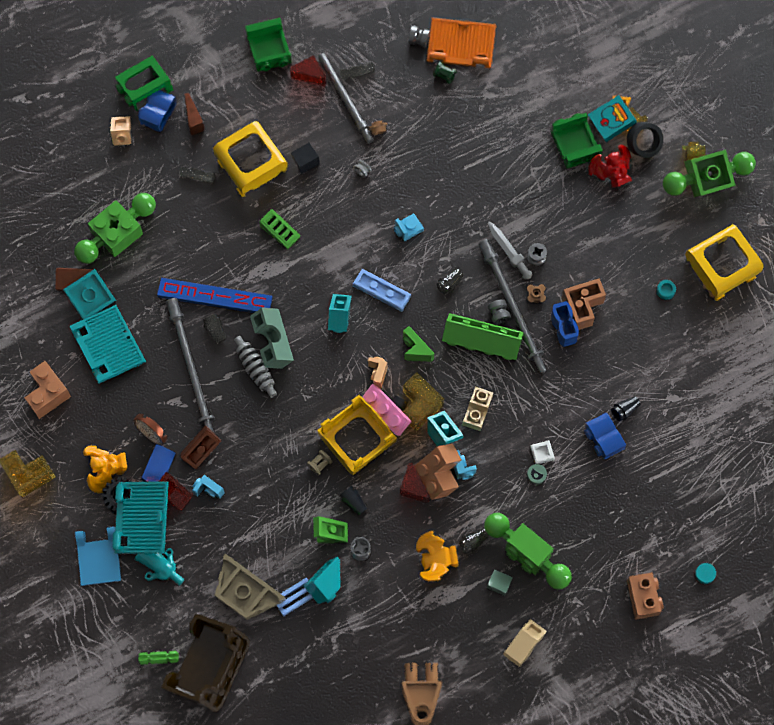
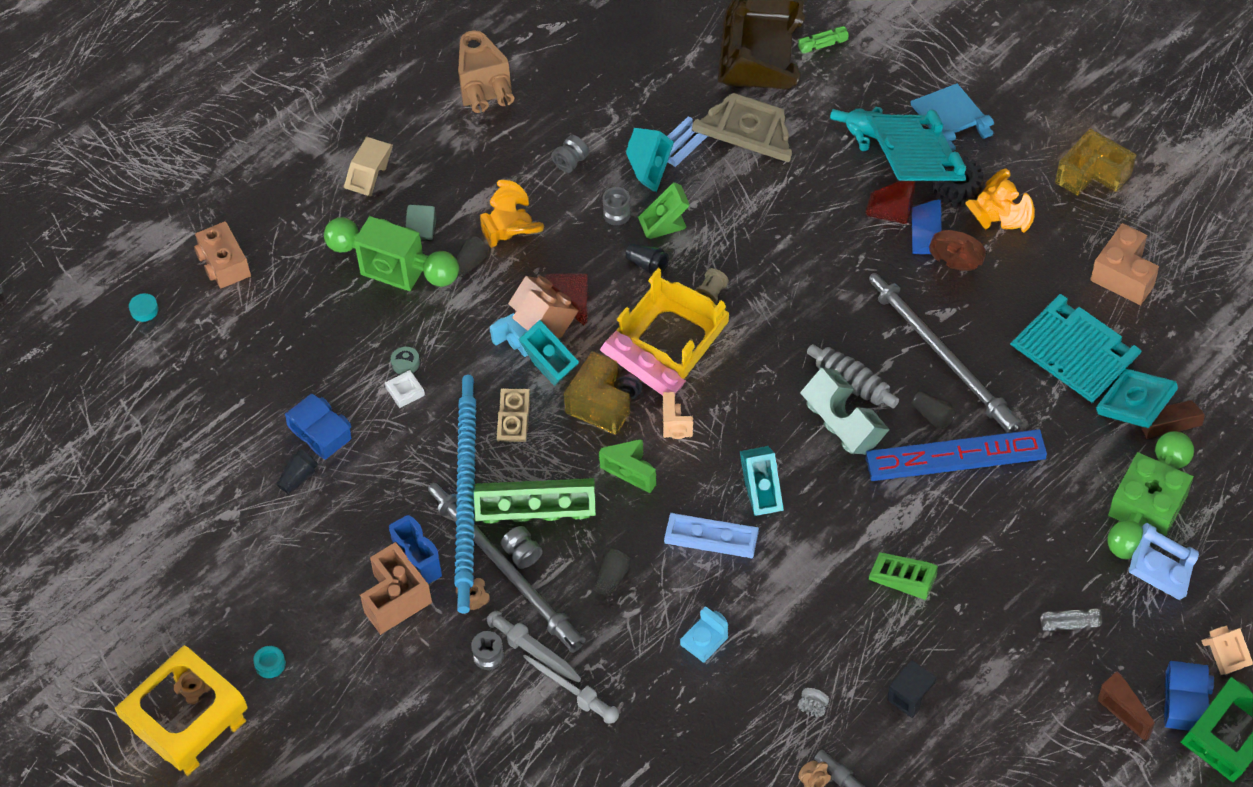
camera: 165 degrees right, 15 degrees down
(131, 181) = (1159, 569): none -> light blue plate
(200, 447) = (882, 259): copper slope -> none
(212, 488) = (846, 220): medium azure bracket -> none
(260, 175) = (1000, 687): yellow piece -> none
(382, 603) = (570, 153): none -> flat silver wheel
(488, 209) = (586, 698): none -> light grey sword
(505, 425) = (465, 504): none -> dark azure hose

